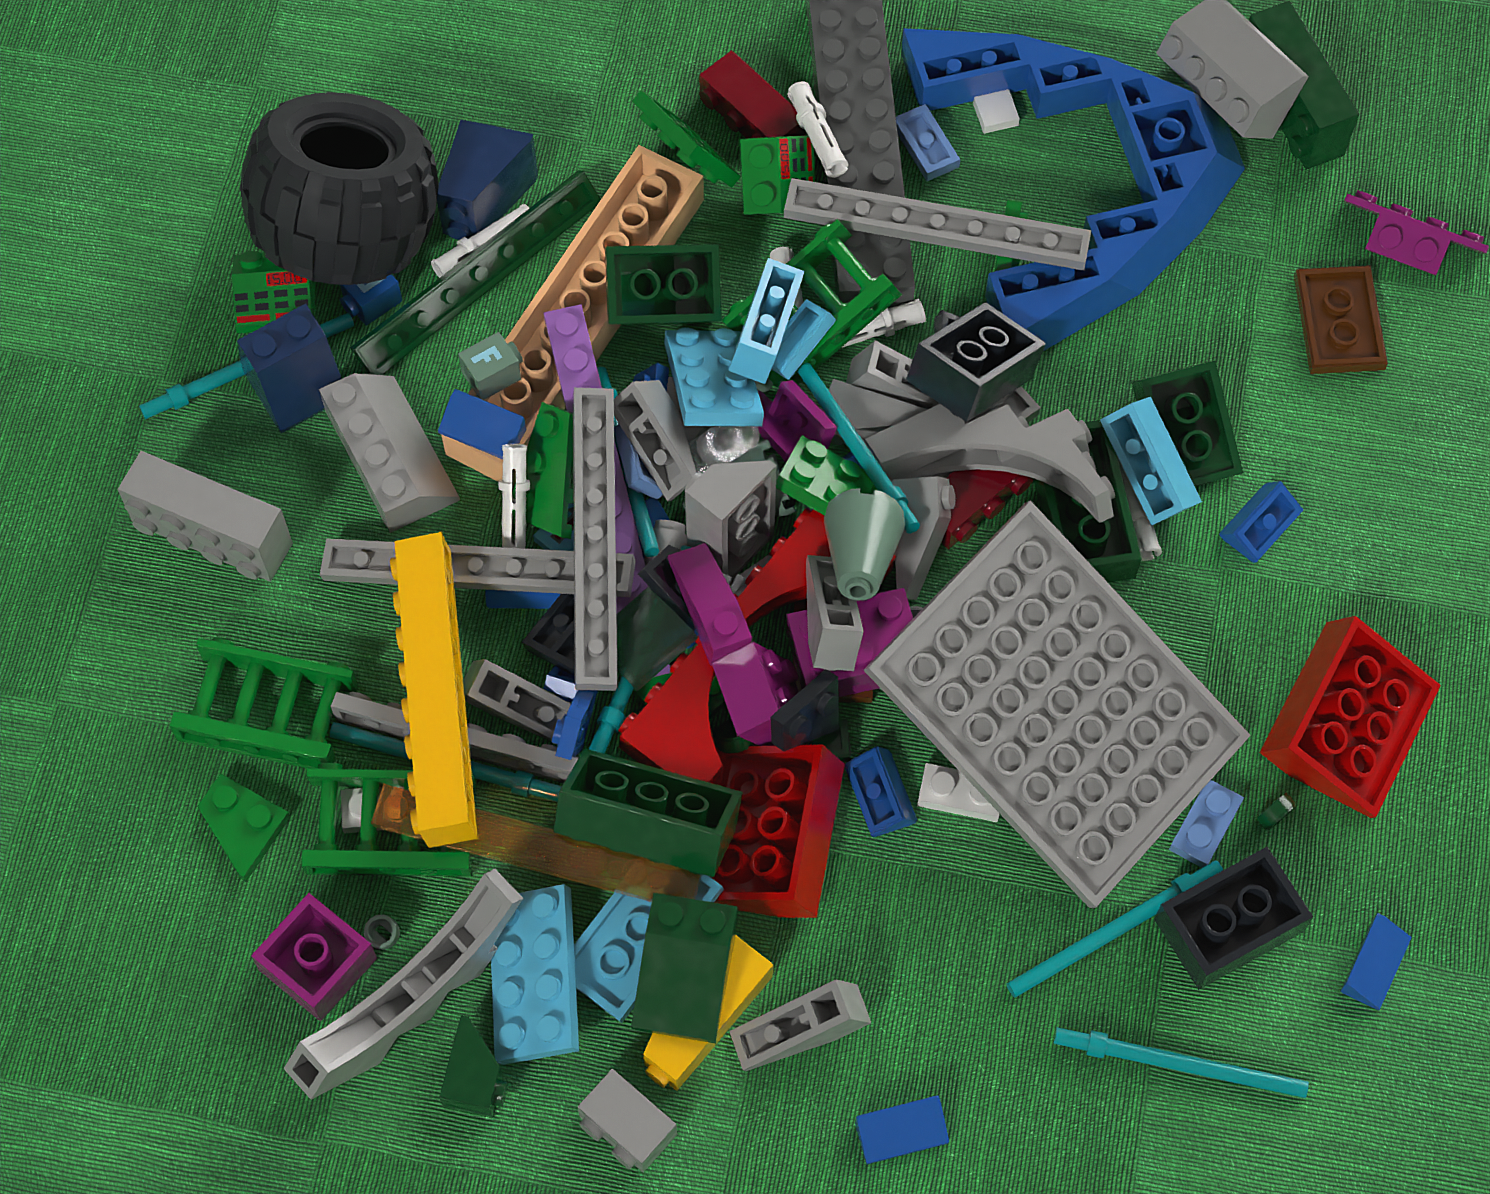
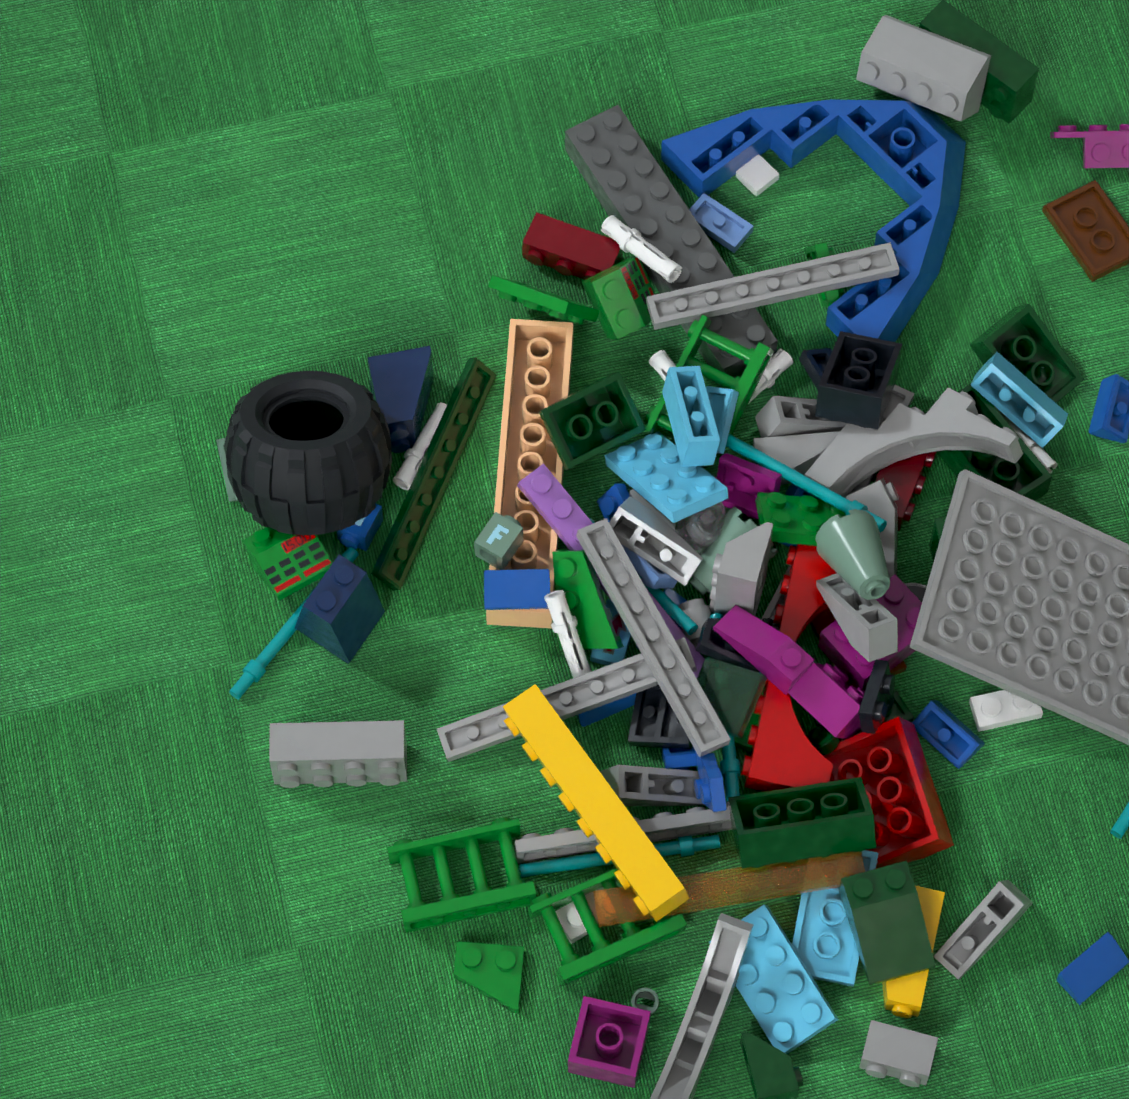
camera: 25 degrees left, 0 degrees up
(388, 448) = (441, 640): light grey slope -> none

